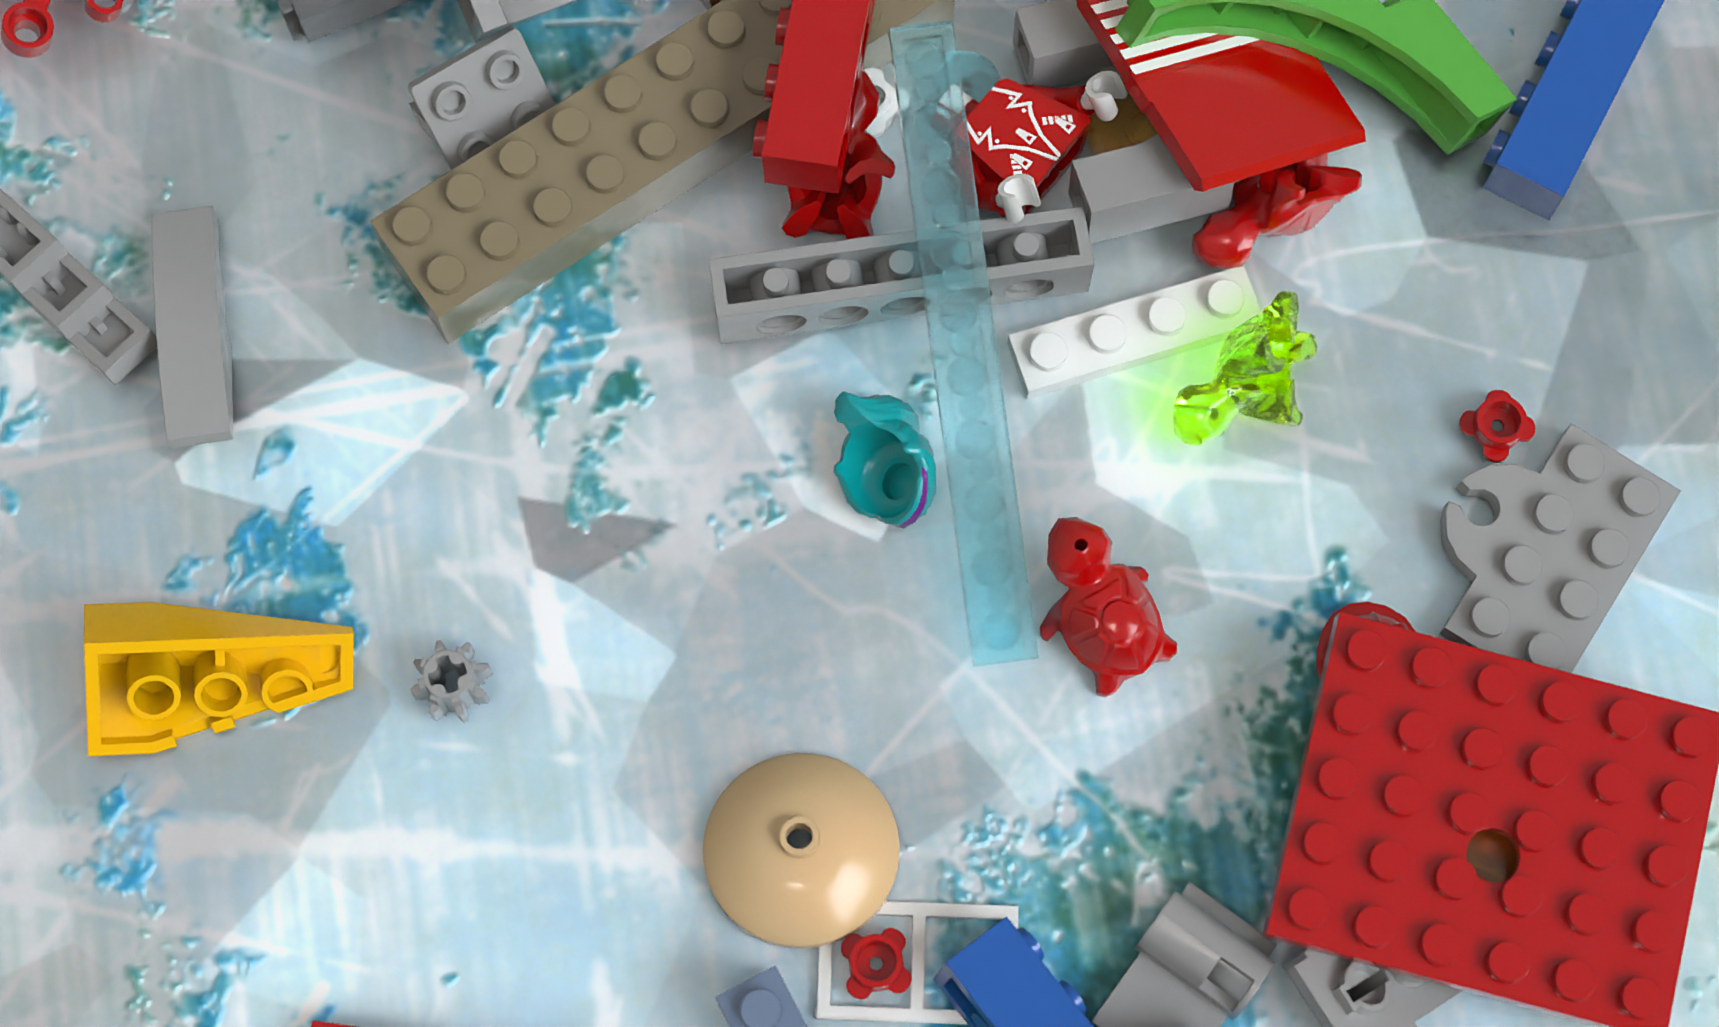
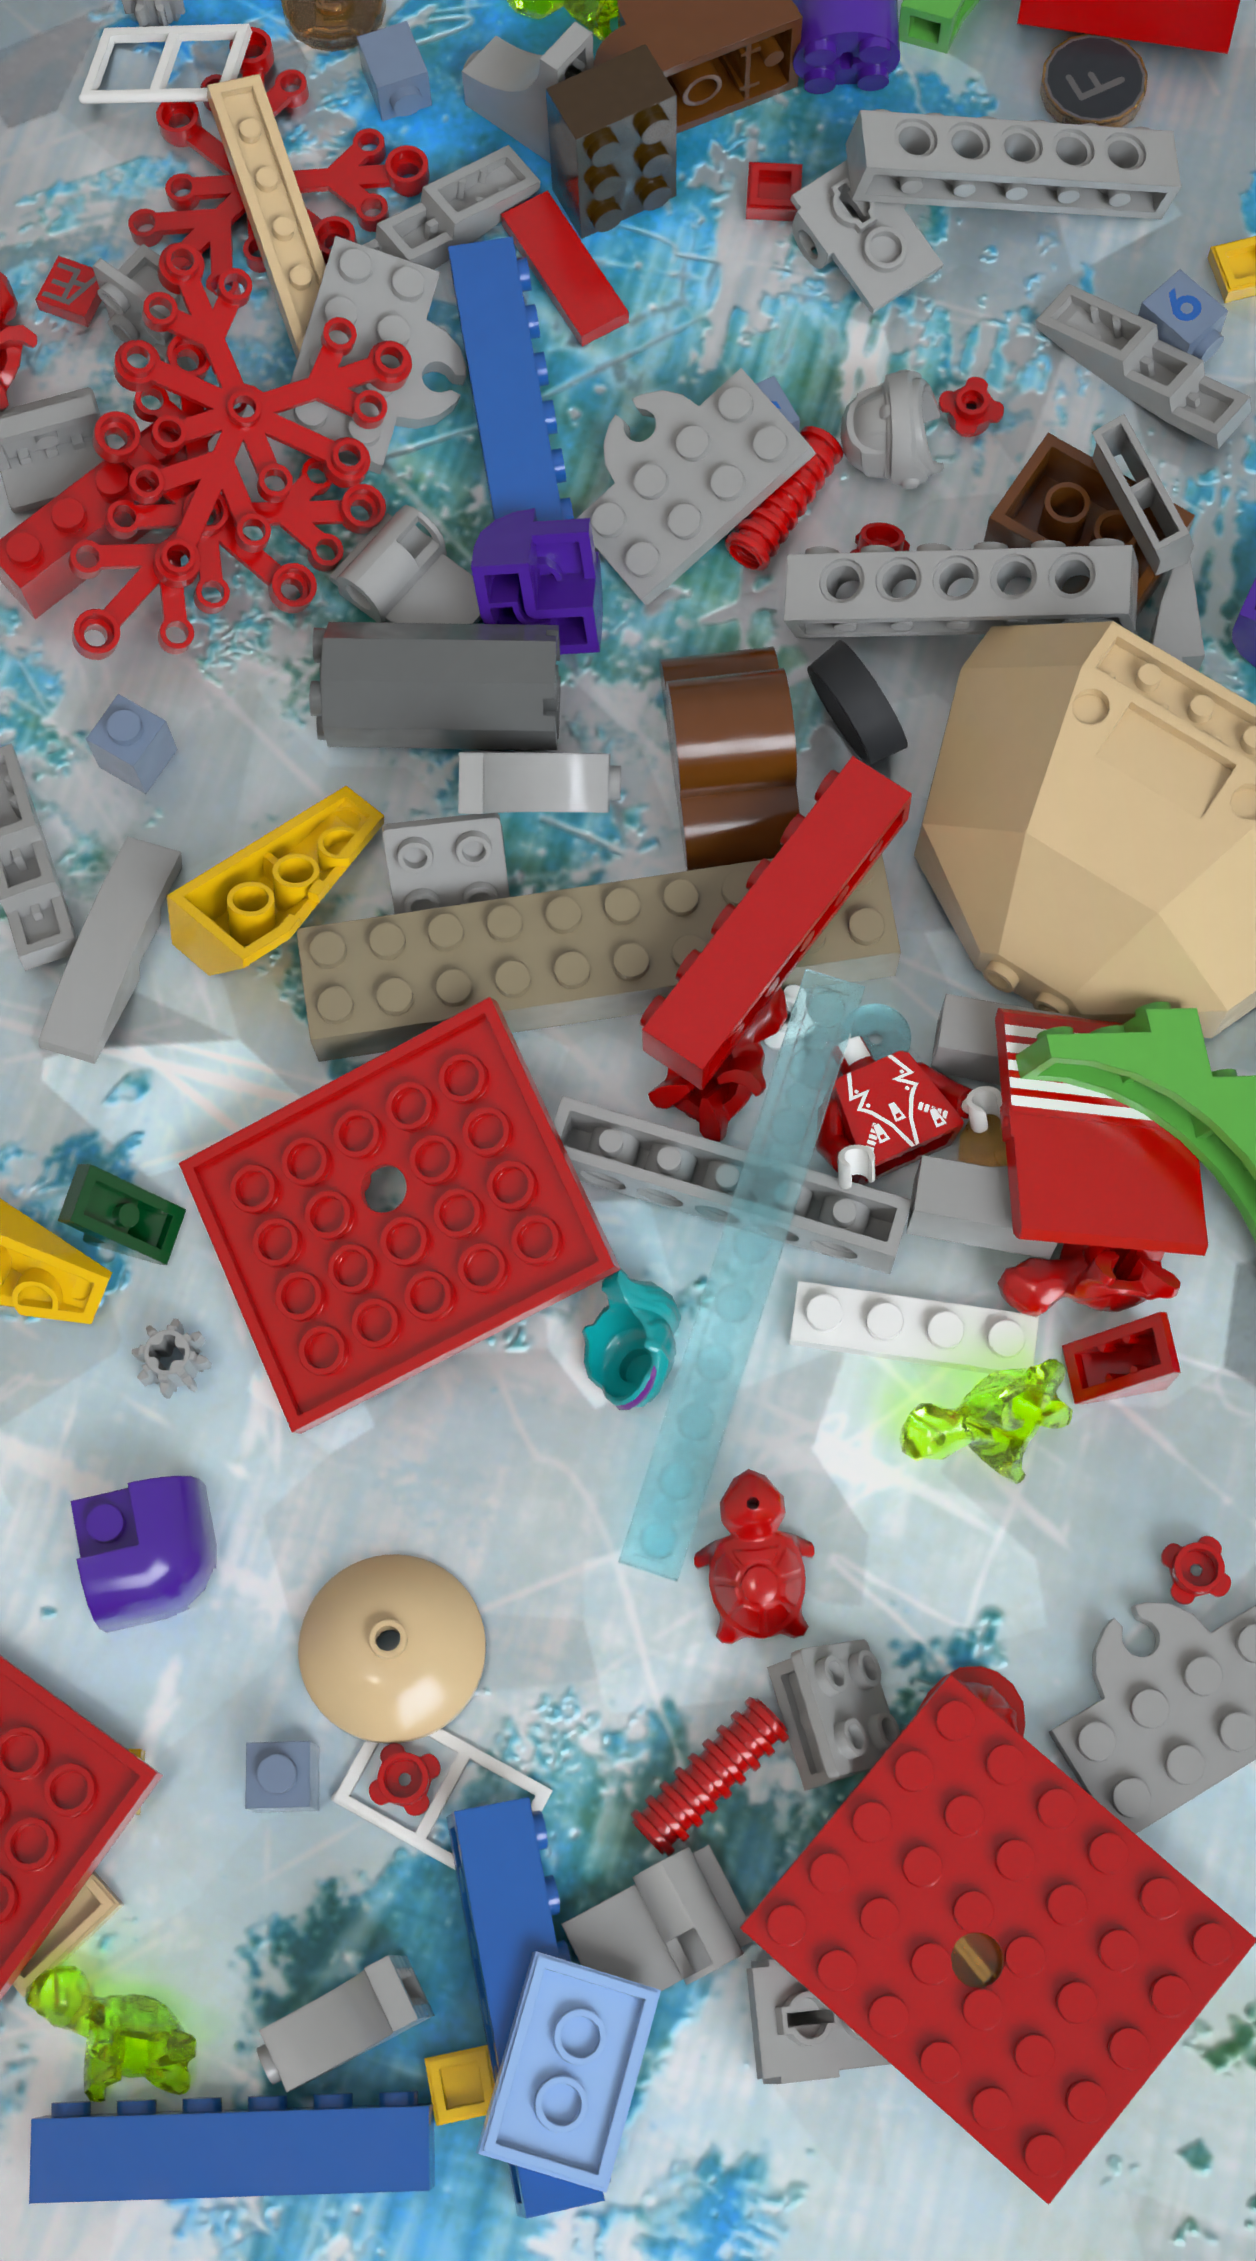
camera: 30 degrees right, 0 degrees up
(112, 123) = (132, 743): none -> sand blue brick
(319, 198) = (270, 885): none -> yellow wedge
(333, 570) = (121, 1215): none -> dark green slope
(519, 870) = (144, 1550): none -> dark purple brick
(616, 535) = (371, 1297): none -> red plate
(1159, 819) = (710, 1776): none -> red piece
(1241, 706) = (833, 1710): none -> light grey bracket
(1342, 266) = (1123, 1361): none -> red slope

